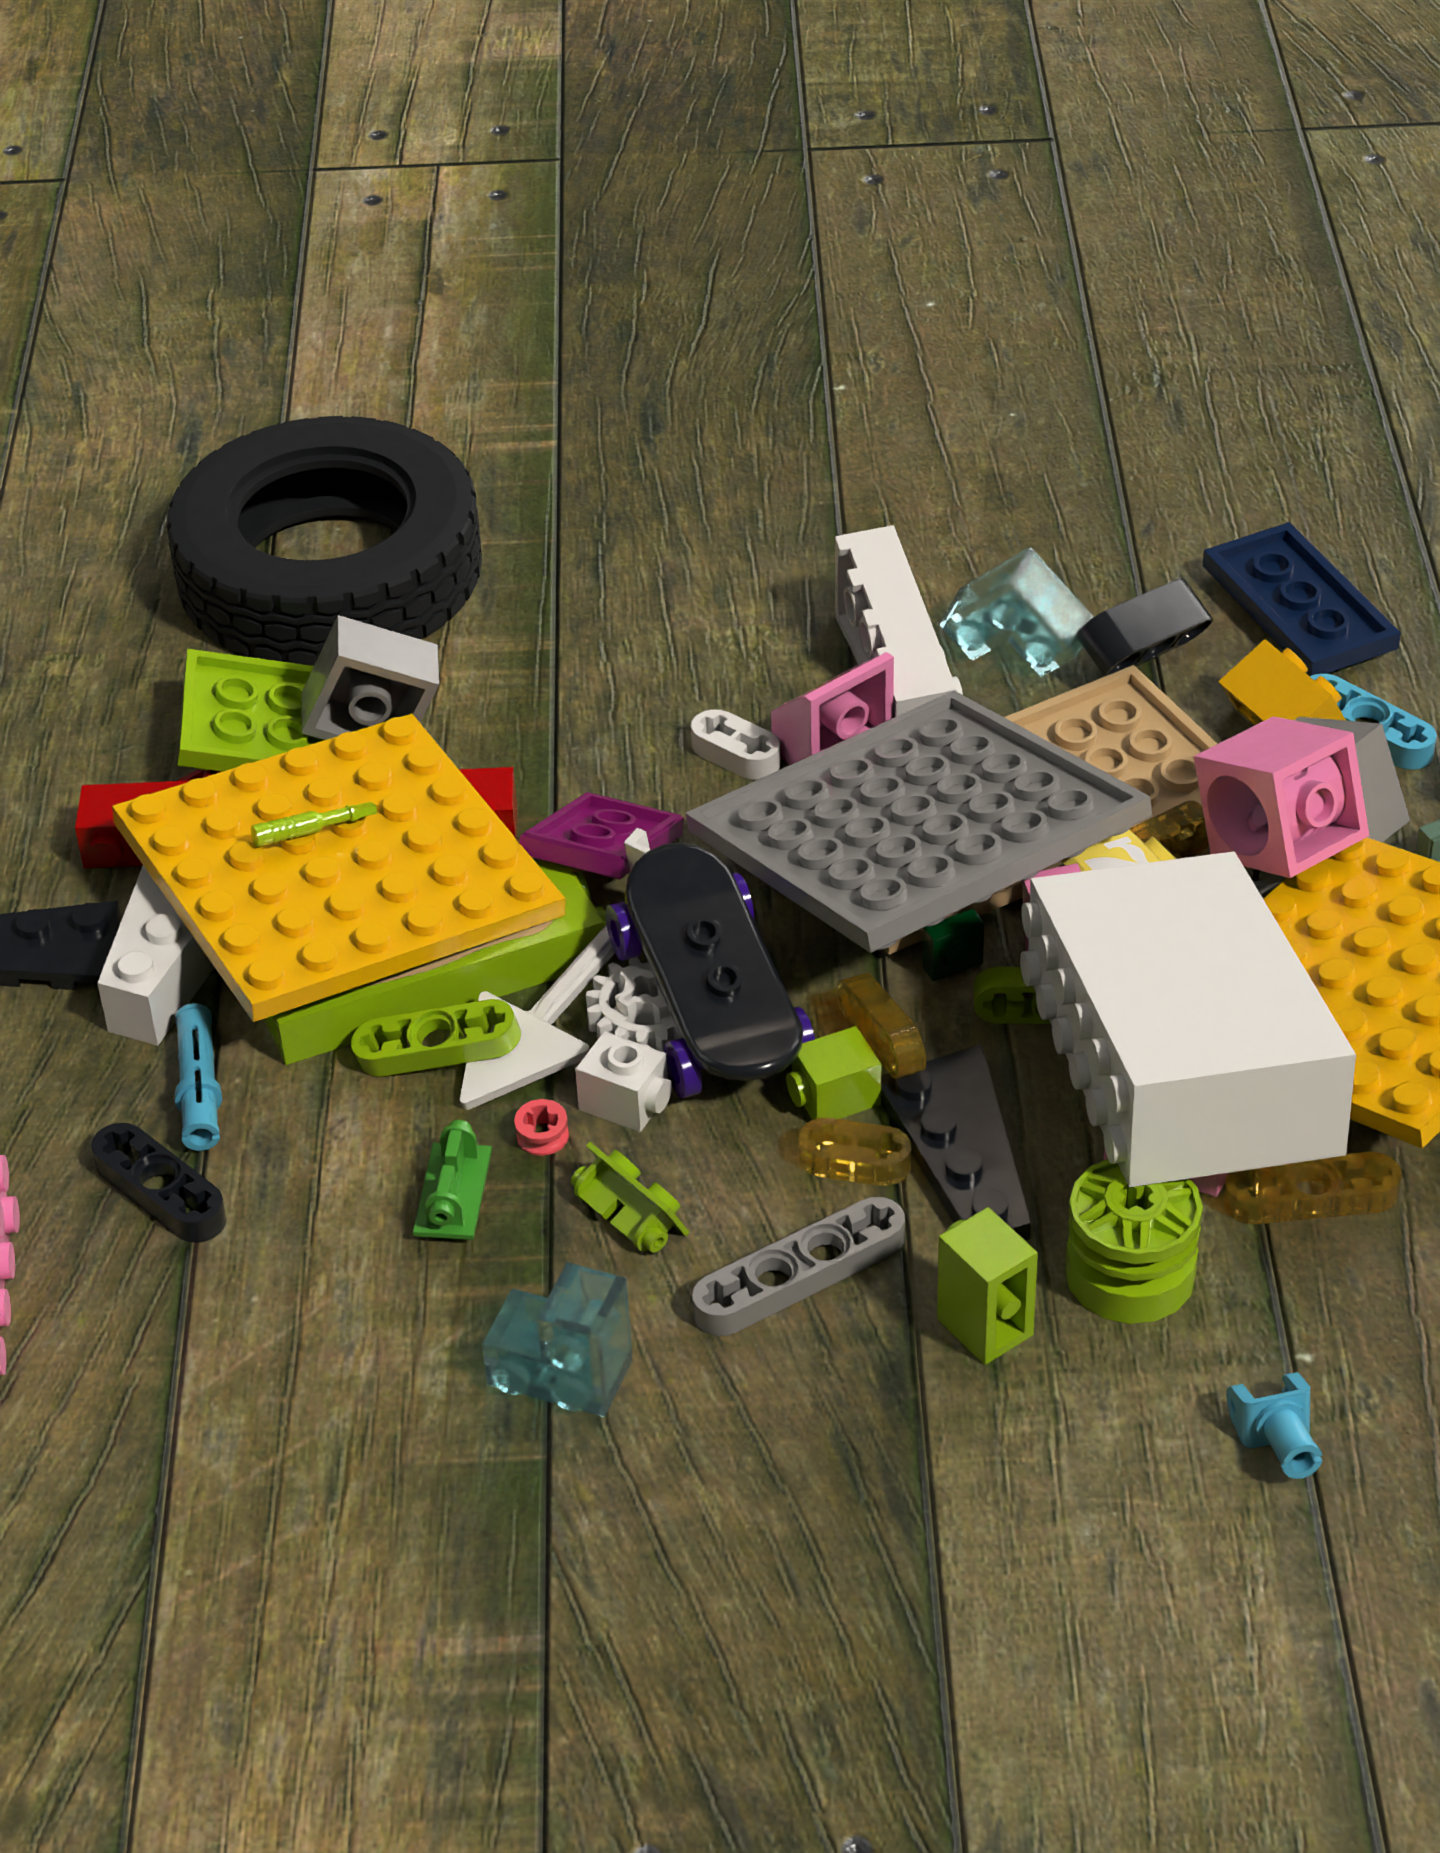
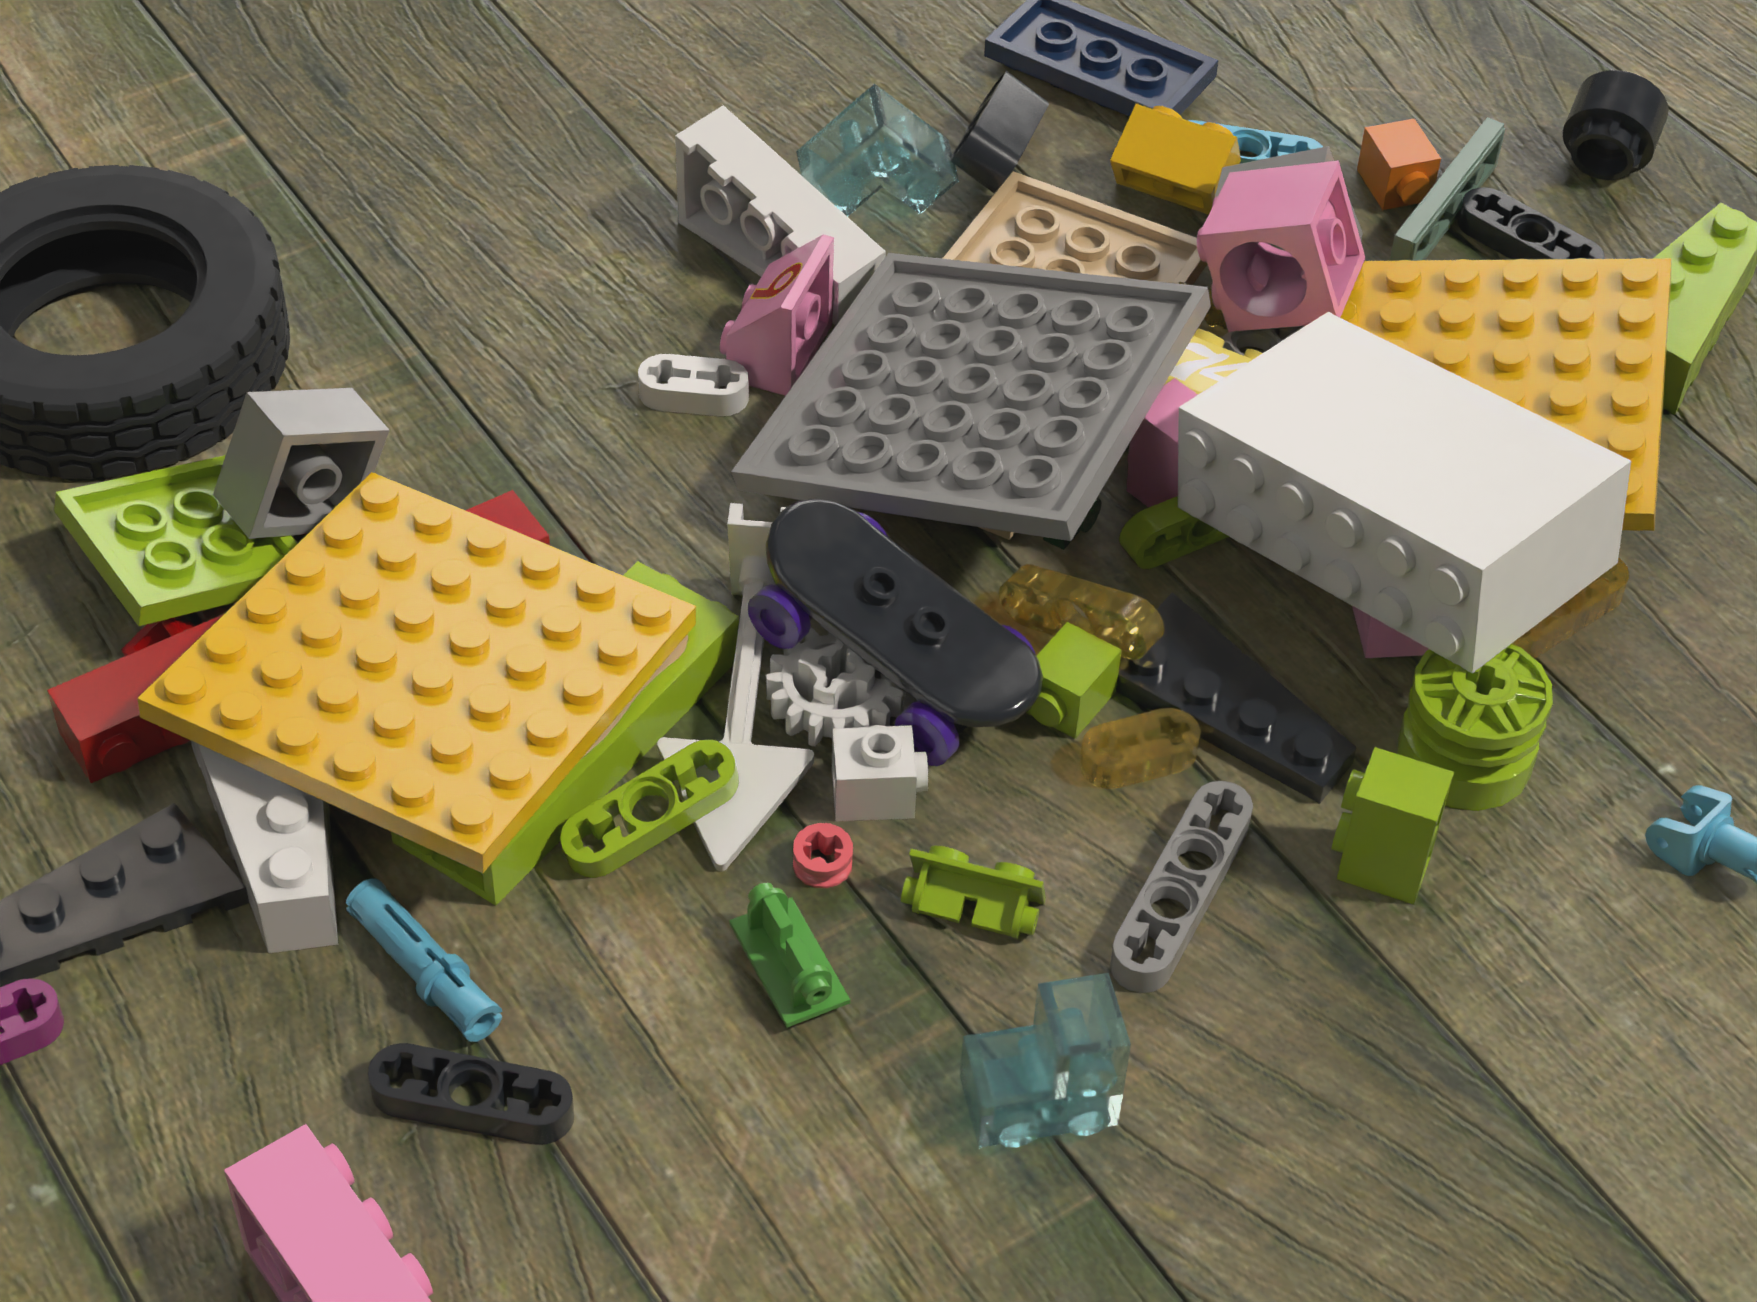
camera: 35 degrees left, 5 degrees up
(307, 823) = (382, 632): lime piece -> none
(593, 833) = (656, 527): magenta tile -> none

